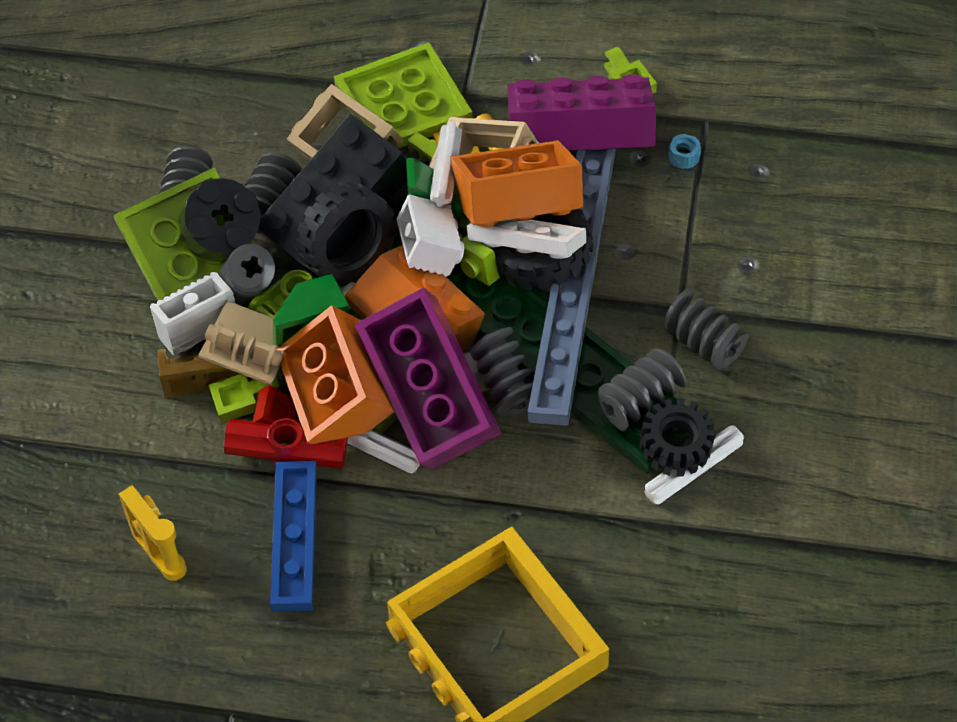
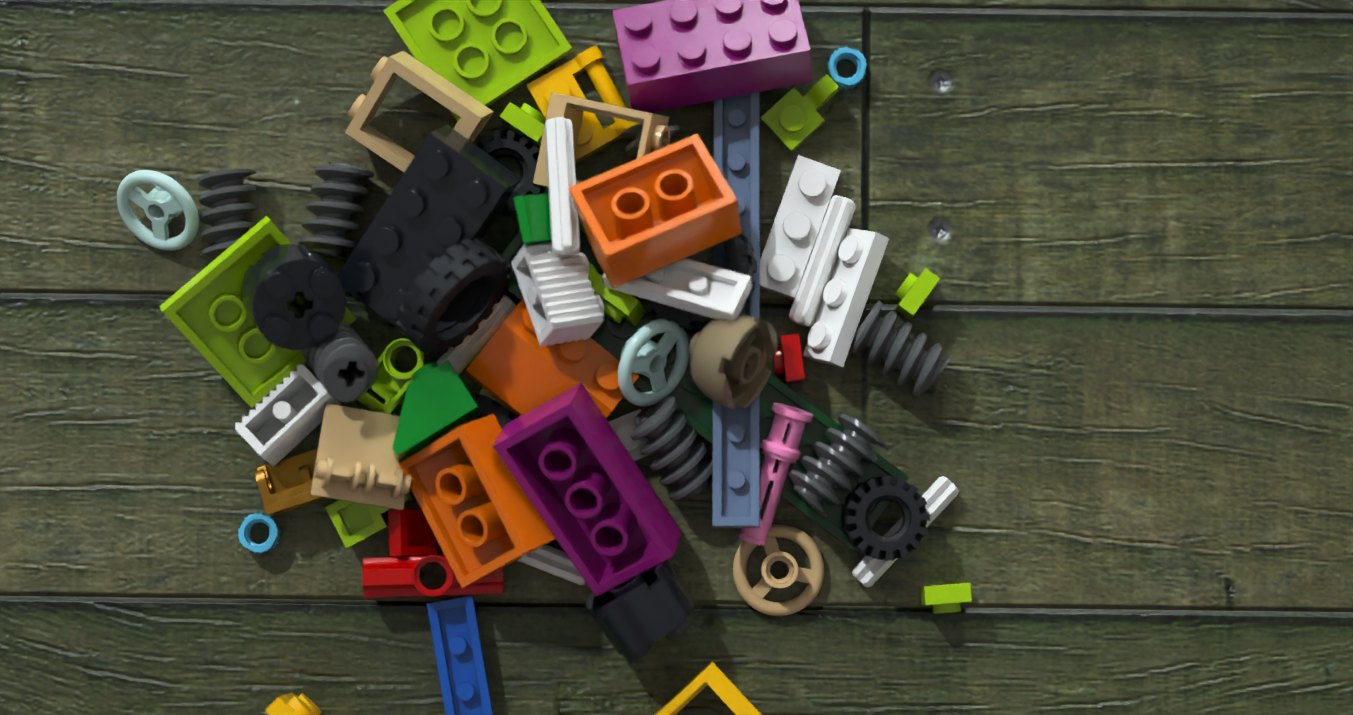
camera: 15 degrees left, 30 degrees up
(135, 175) = (160, 206): none -> light aqua piece
(154, 413) = (274, 533): none -> medium azure axle
(457, 474) = (643, 610): none -> black brick
(496, 301) = (649, 358): none -> light aqua piece
(564, 290) = (731, 359): none -> dark tan cylinder
(581, 462) = (813, 576): none -> tan piece
(591, 378) = (786, 452): none -> bright pink pin
(611, 325) = (789, 359): none -> red plate
(630, 247) = (796, 226): none -> white plate
(641, 177) = (797, 116): none -> lime plate
(648, 270) = (822, 260): none -> white axle
(663, 290) = (845, 297): none -> white plate
(724, 292) = (914, 292): none -> lime plate
(724, 510) = (945, 597): none -> lime plate

